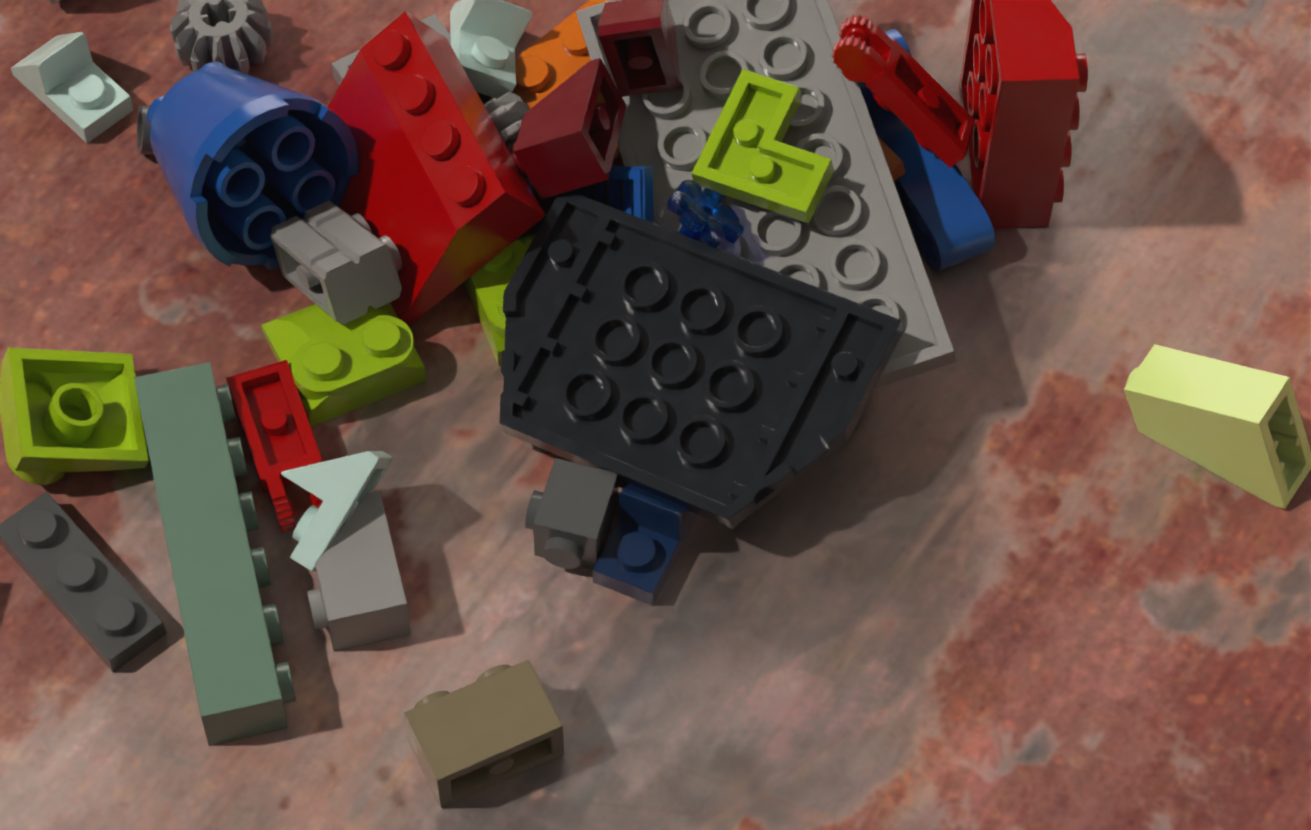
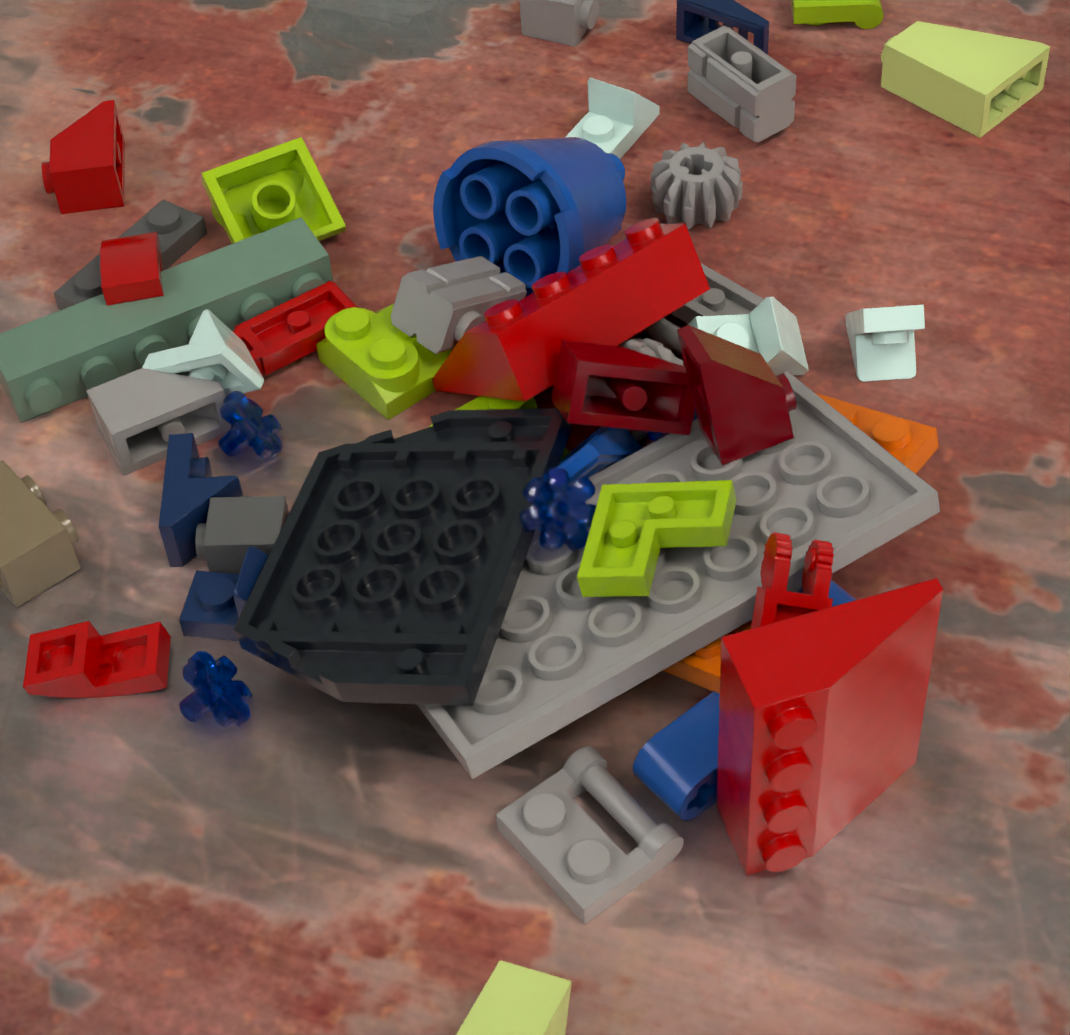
camera: 80 degrees right, 10 degrees down
(137, 550) = (131, 268): none -> red slope
(417, 494) = (248, 427): none -> clear blue plant
(512, 566) = (187, 497): none -> dark blue slope
(674, 676) = (84, 664): none -> red slope
(757, 574) = (215, 691): none -> clear blue plant
(1004, 332) = (573, 850): none -> light grey plate

